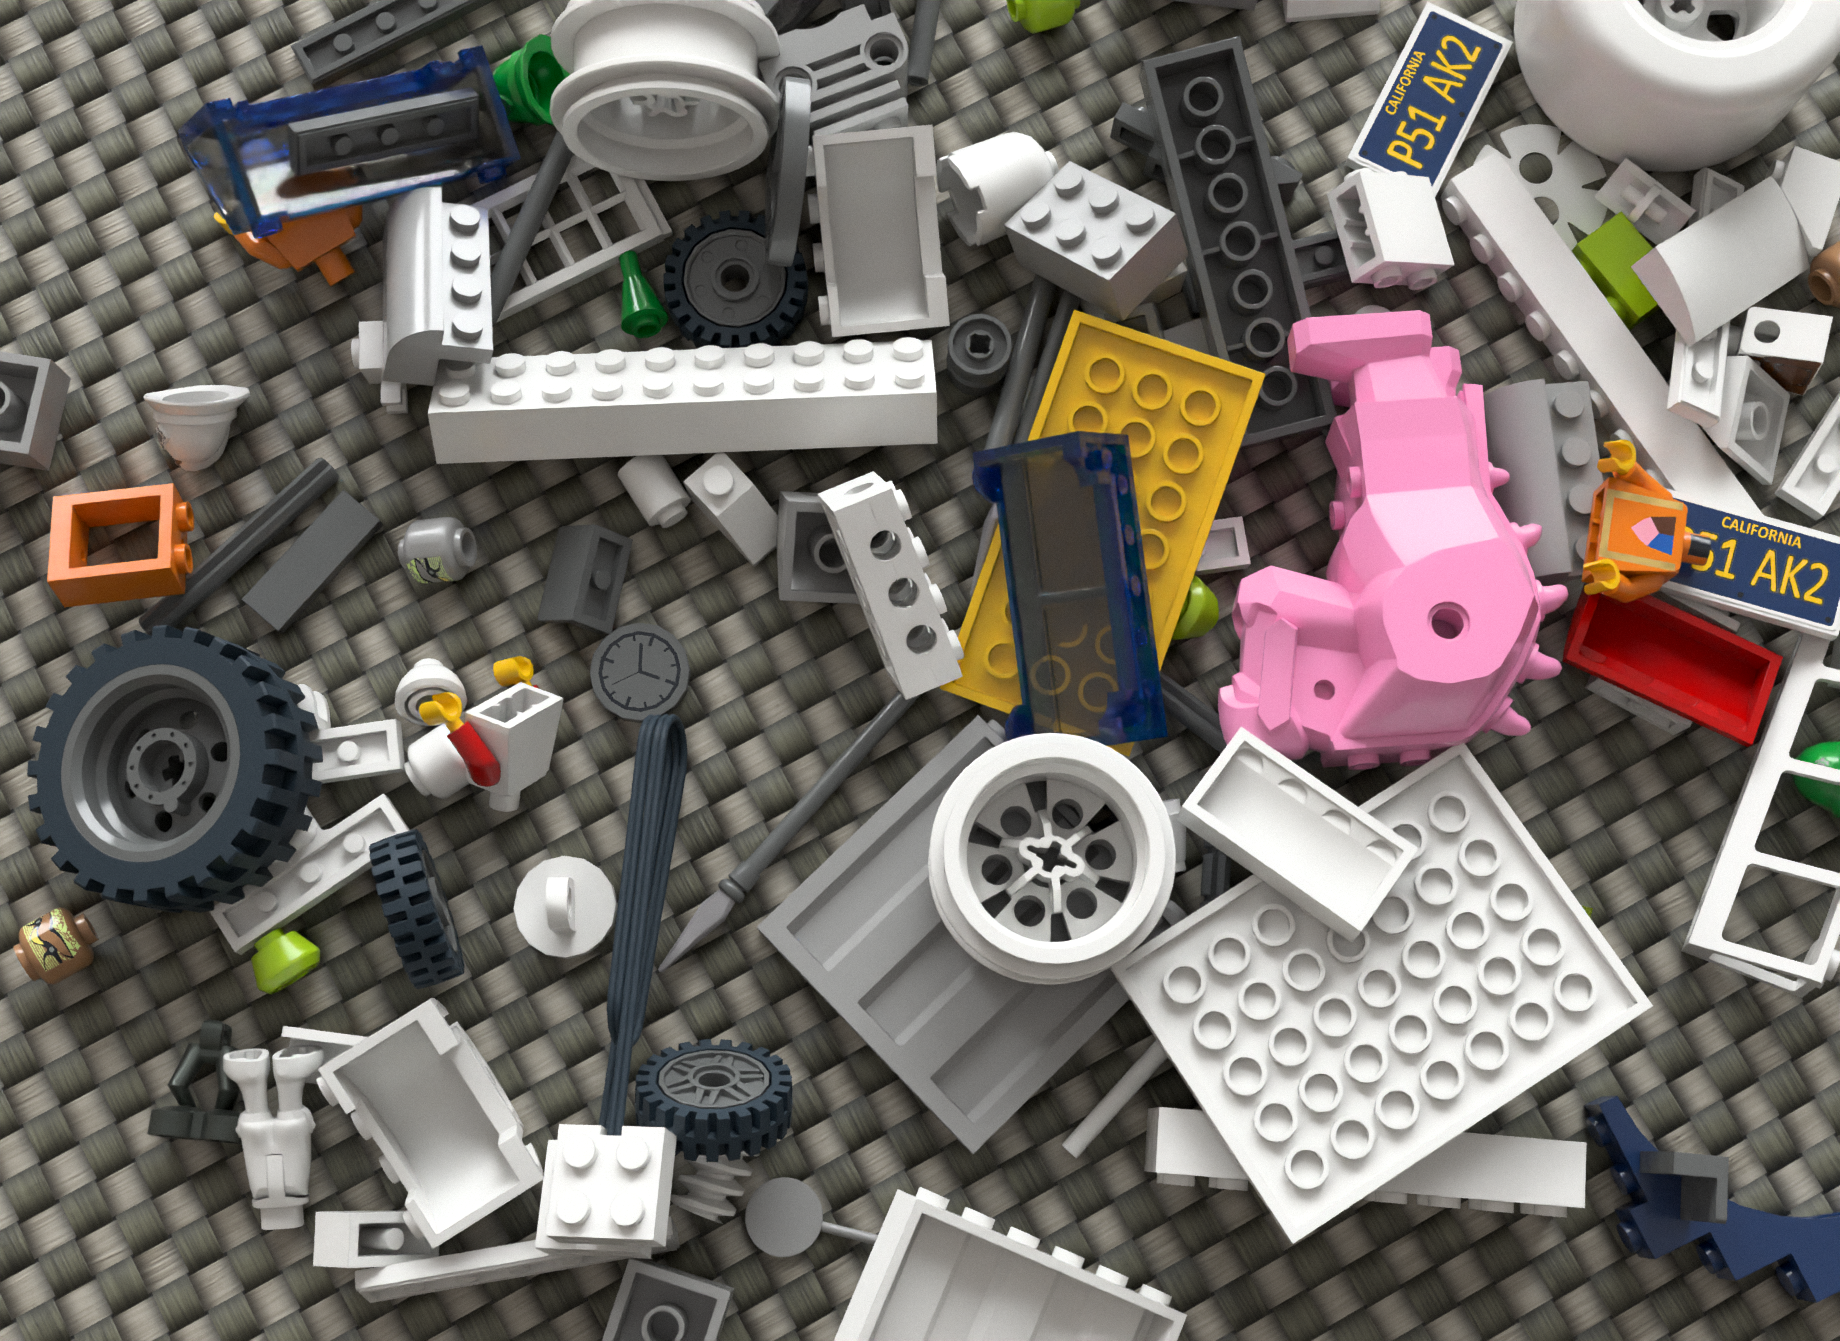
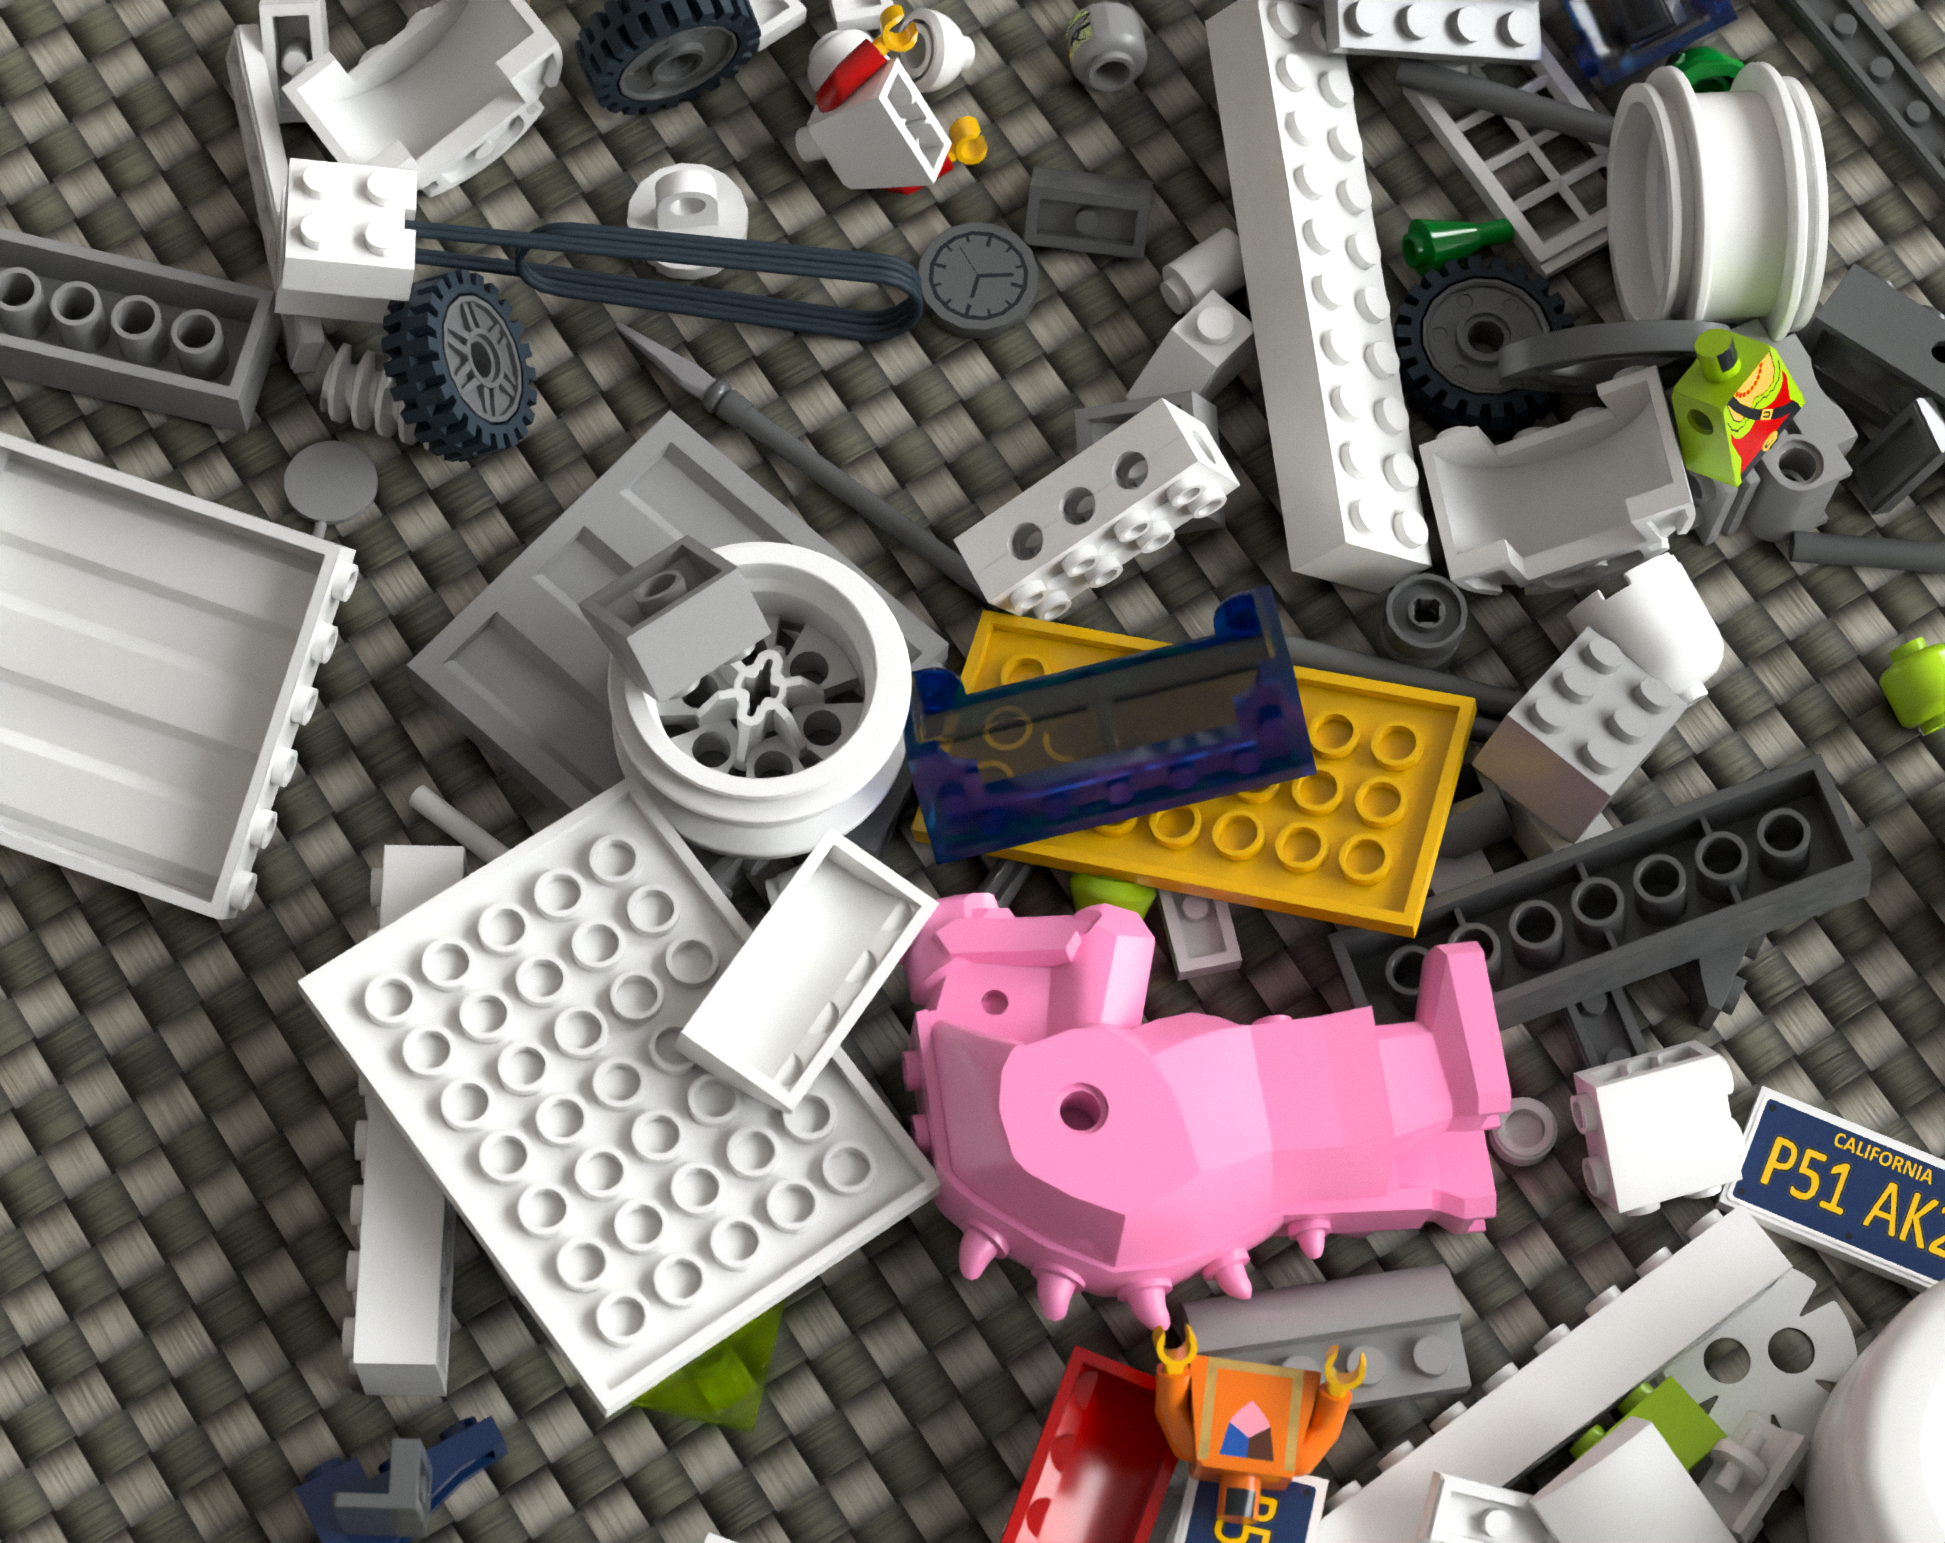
camera: 85 degrees right, 10 degrees down
(850, 79) = (1732, 405): none -> lime torso
(1018, 915) = (677, 618): none -> light grey slope

